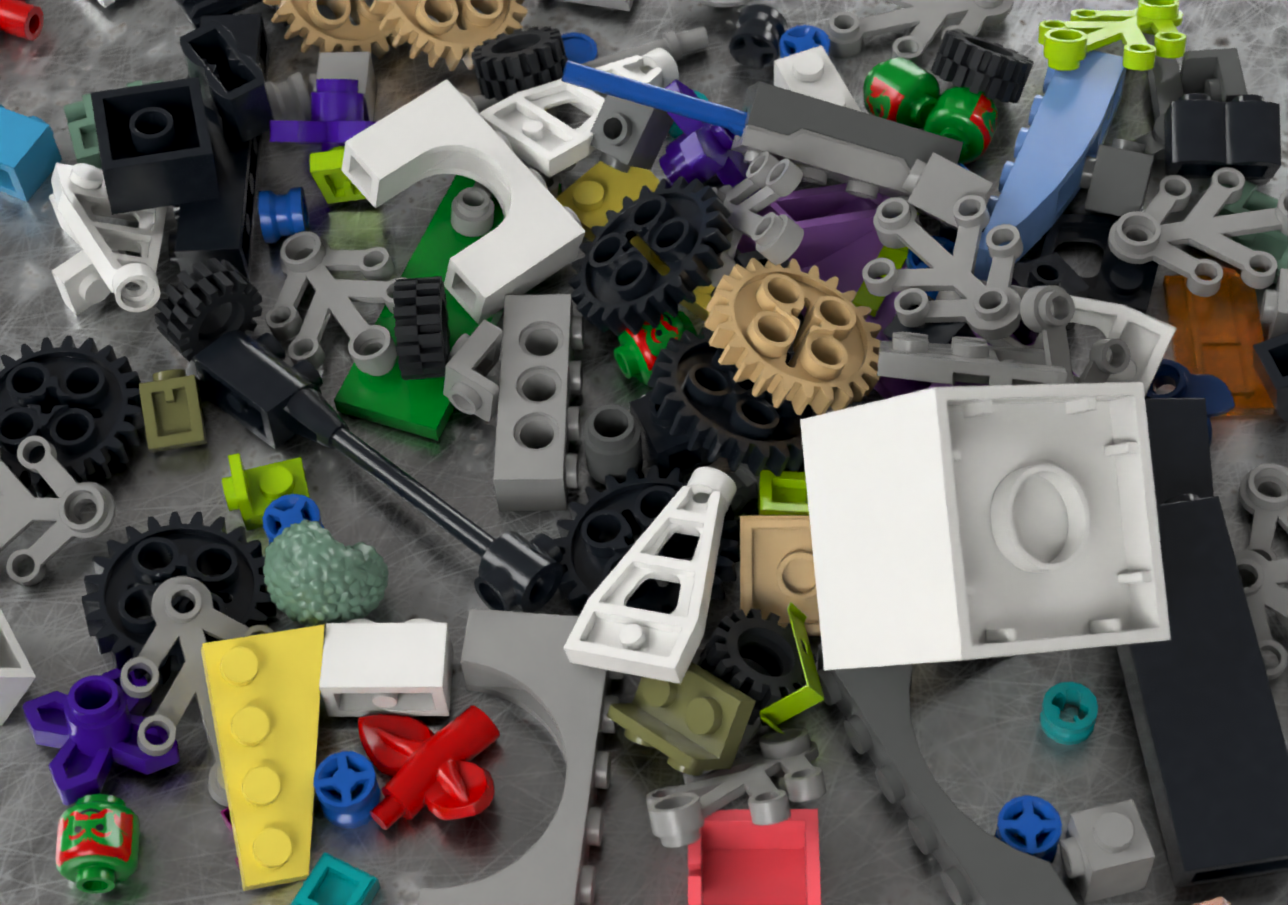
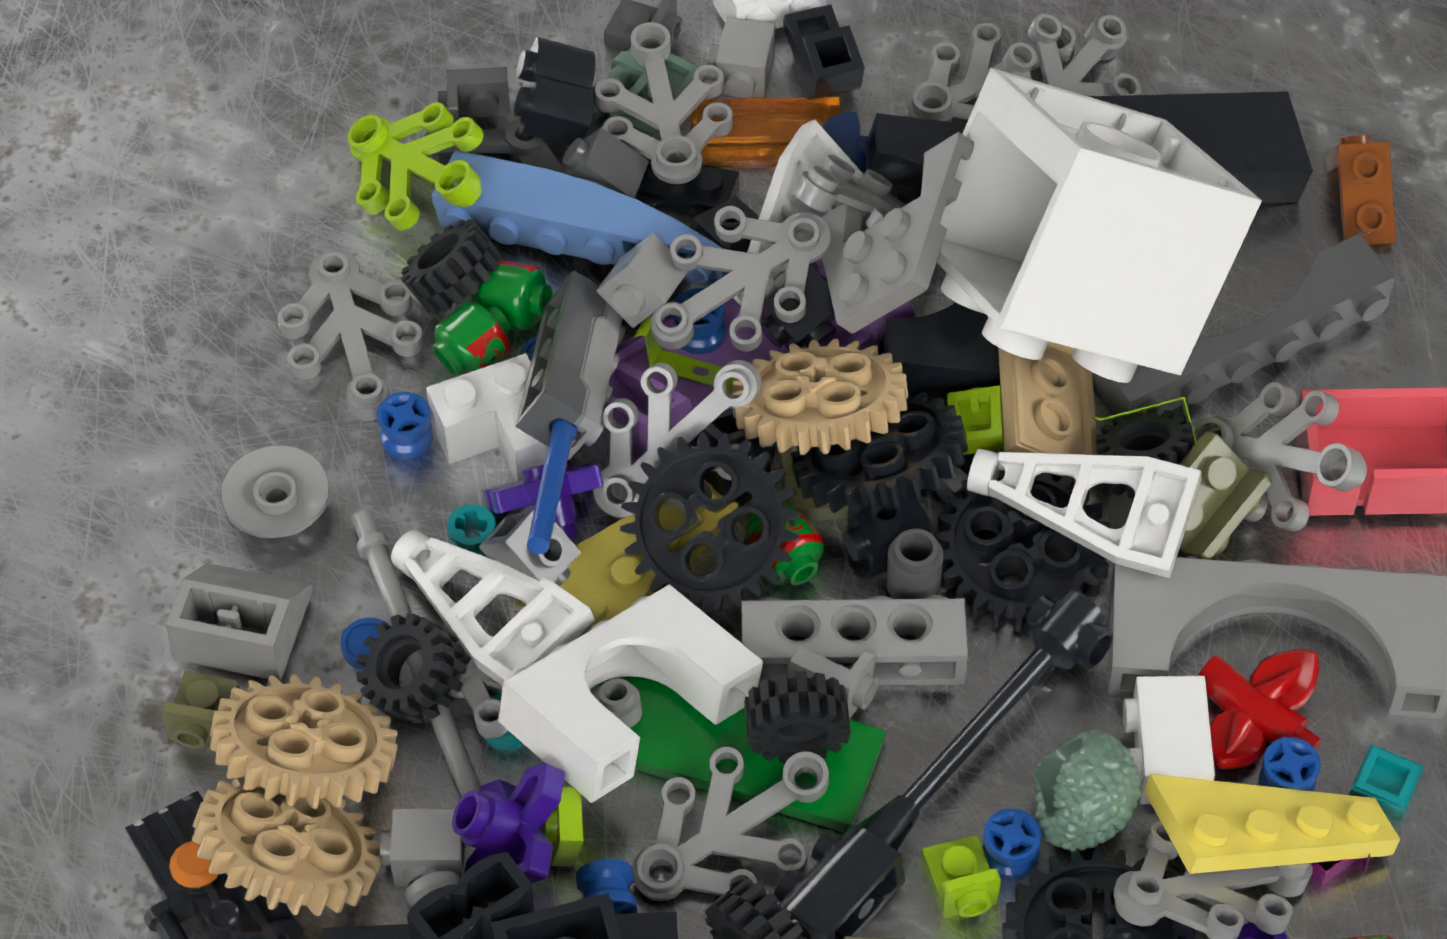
camera: 95 degrees left, 0 degrees up
(757, 36) = (376, 462): black wheel -> none
(1033, 821) = (1276, 267): blue wheel -> none
(1107, 851) = (1289, 226): light grey brick -> none

